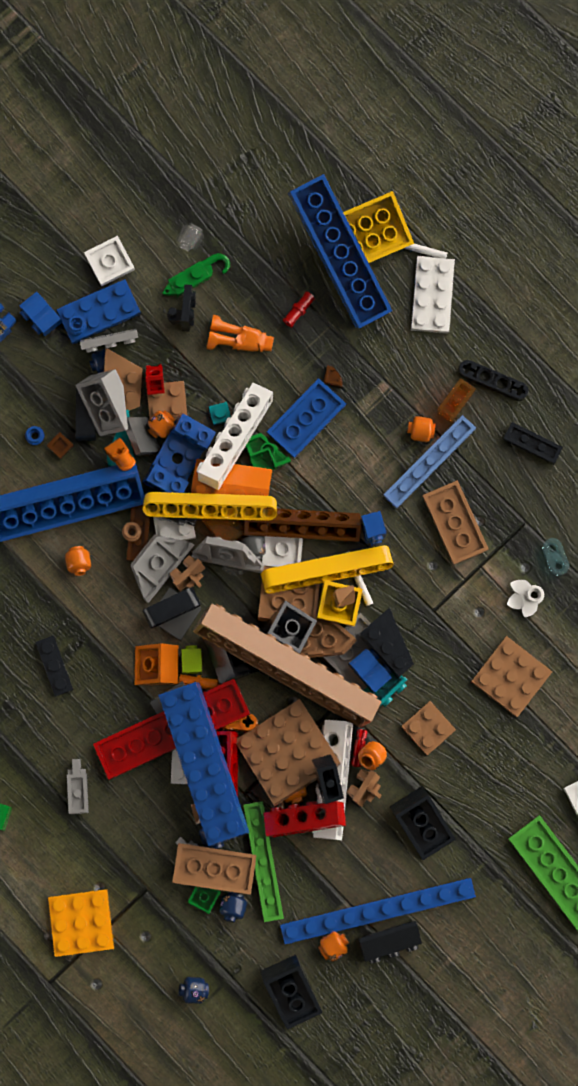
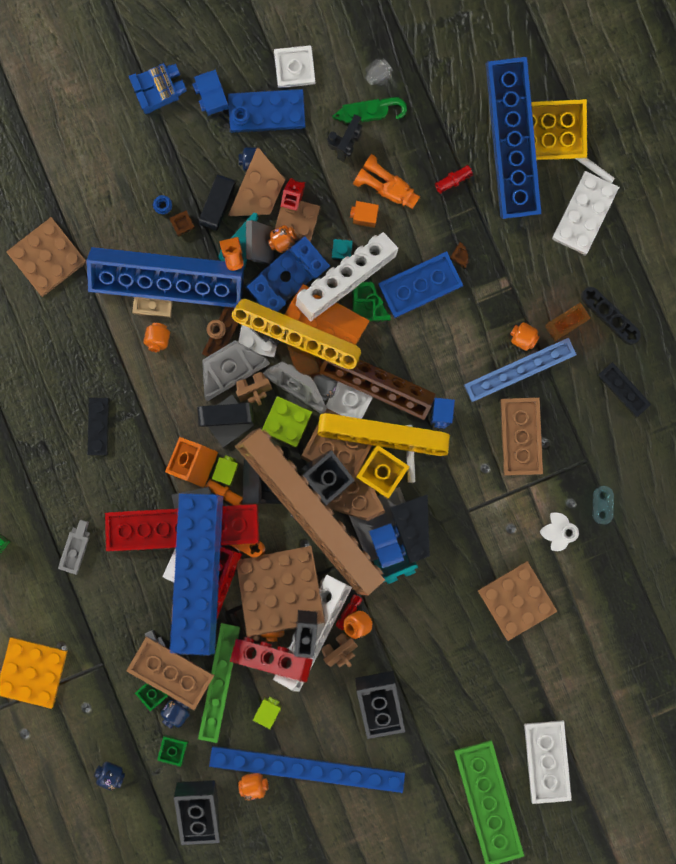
camera: 25 degrees right, 5 degrees up
(62, 534) = (152, 307): none -> tan plate
(105, 401) = (237, 197): light grey slope -> none
(109, 340) = (263, 141): light grey plate -> none
(228, 372) = (364, 214): none -> orange brick
(232, 591) = (287, 422): none -> lime brick
(244, 943) = (172, 750): none -> green piece
(320, 870) = (267, 712): none -> lime brick
(344, 596) = (389, 467): medium nougat slope -> none
(390, 942) = (306, 803): black slope -> none
(428, 728) = (420, 618): medium nougat plate -> none

